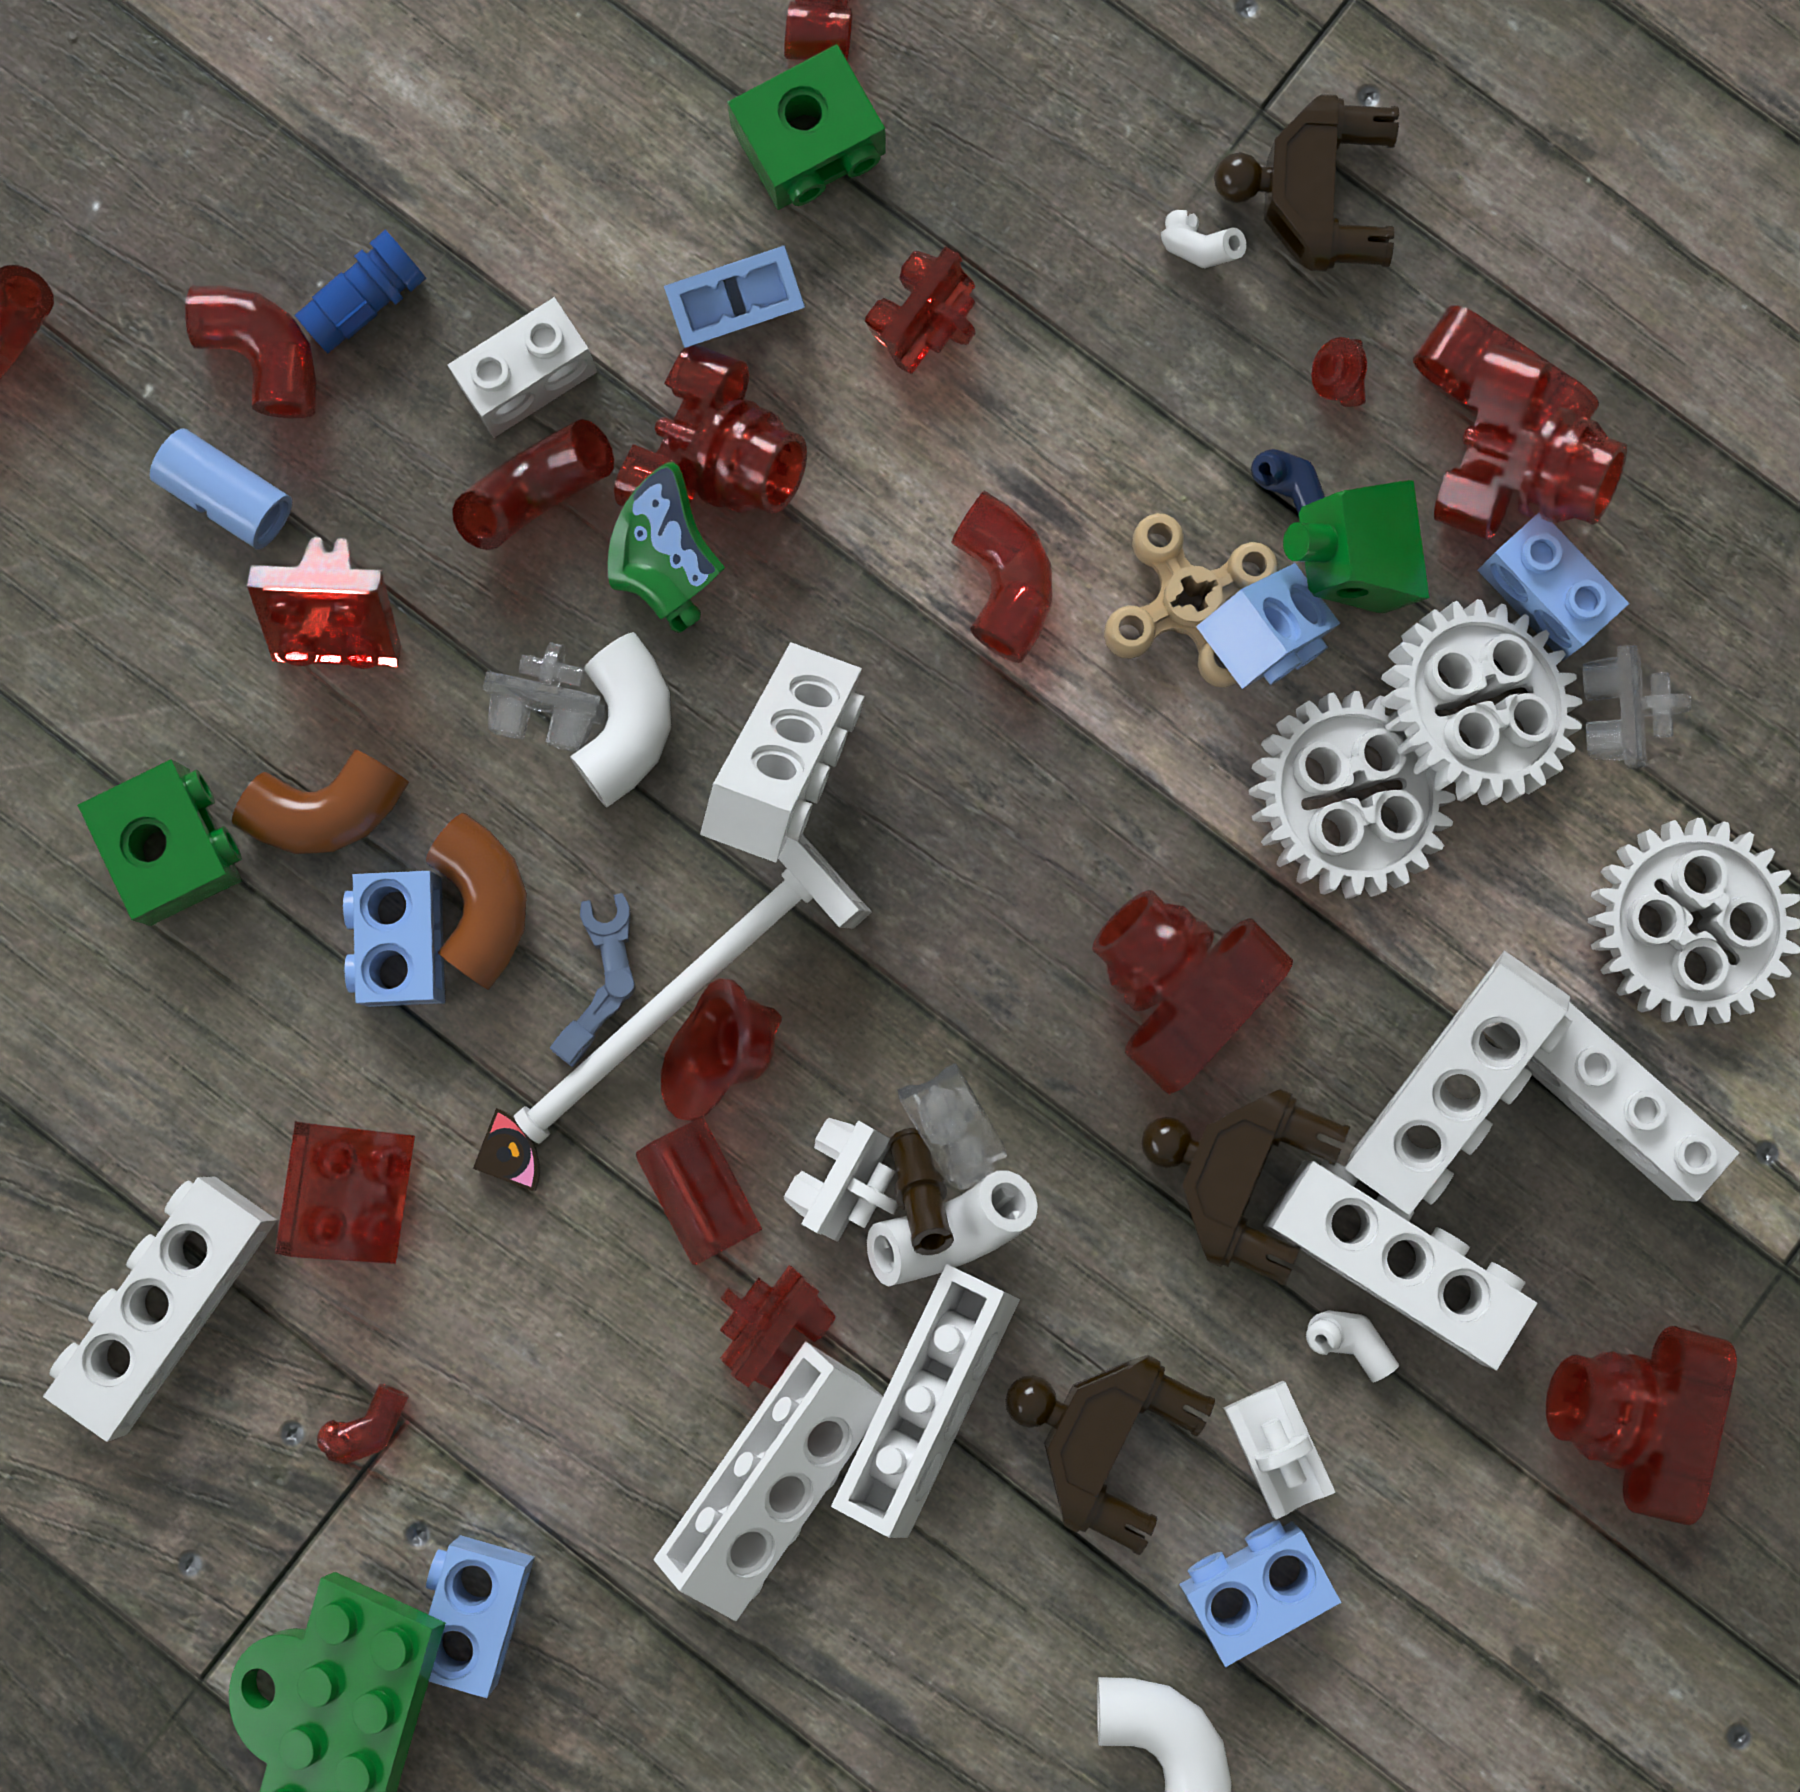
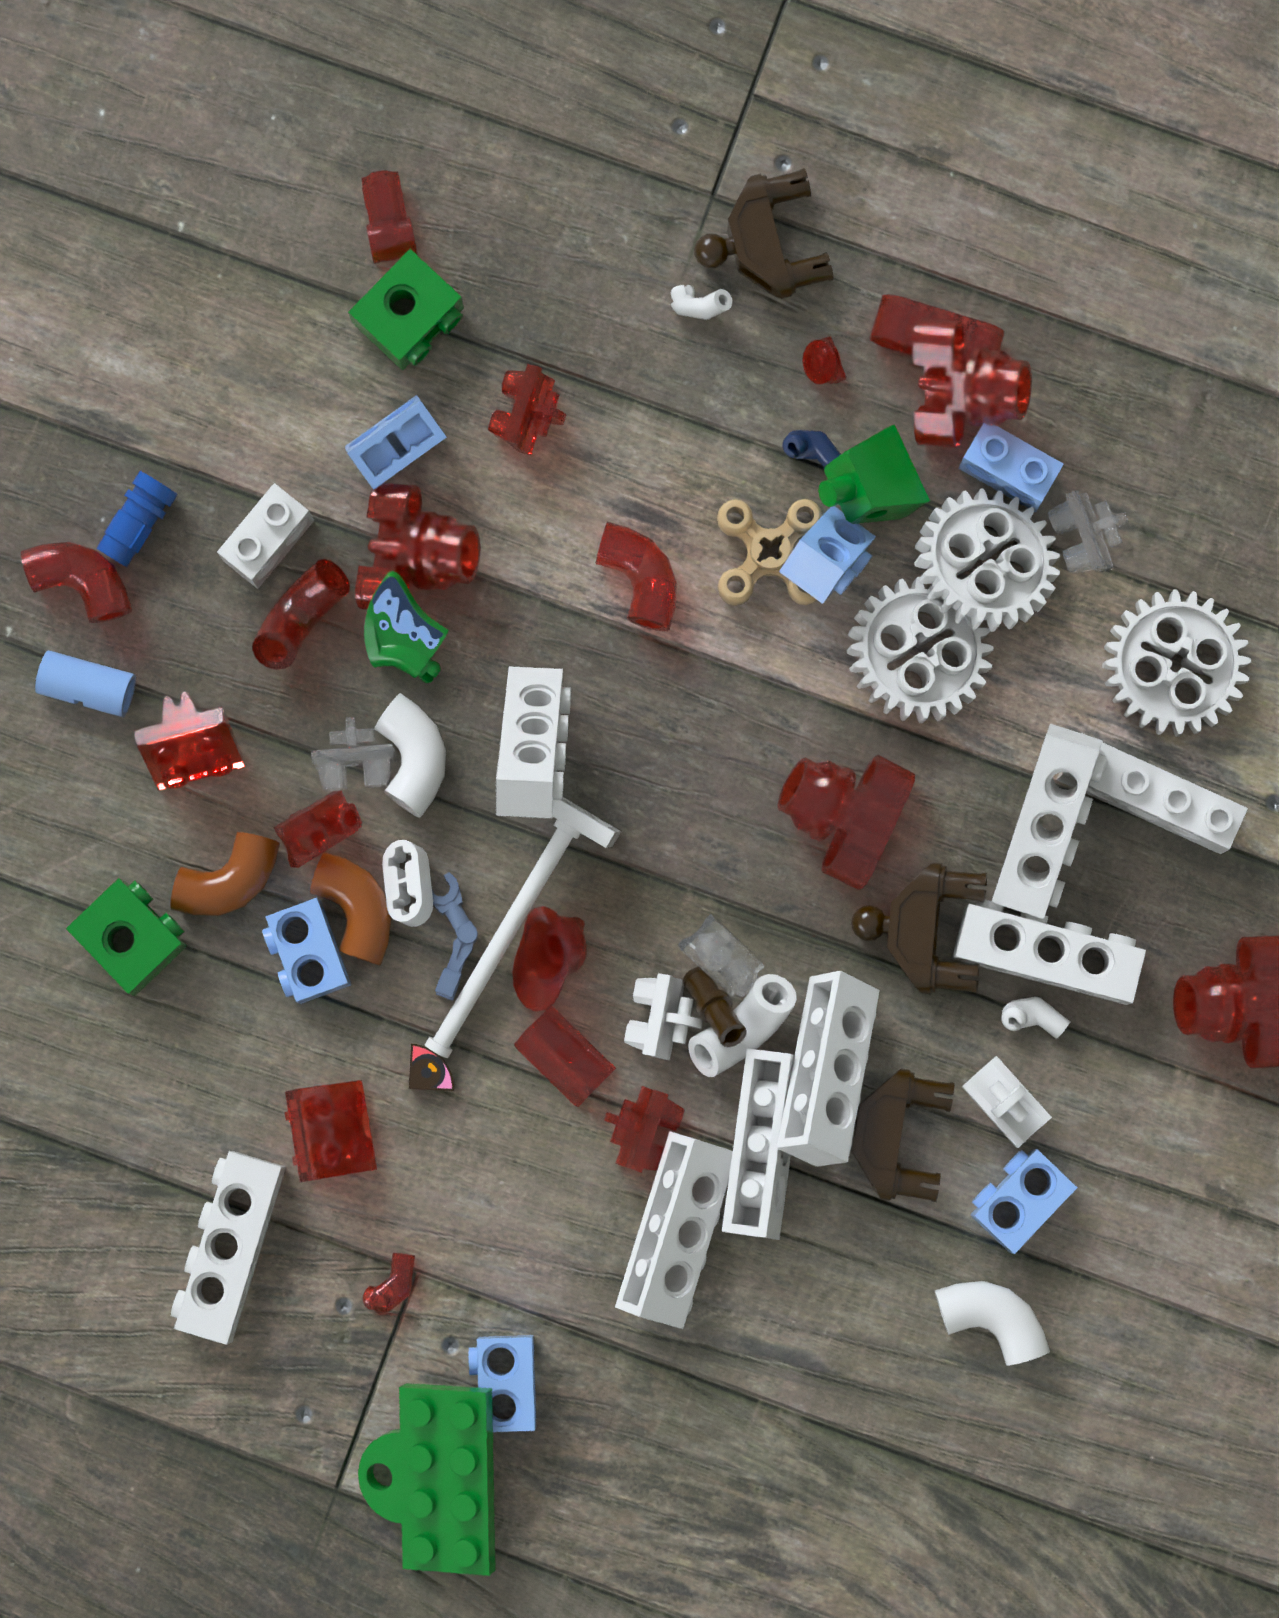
camera: 15 degrees left, 0 degrees up
(462, 778) = (318, 828): none -> clear red hips
(561, 890) = (412, 882): none -> white beam
(1048, 1329) = (828, 1069): none -> white brick

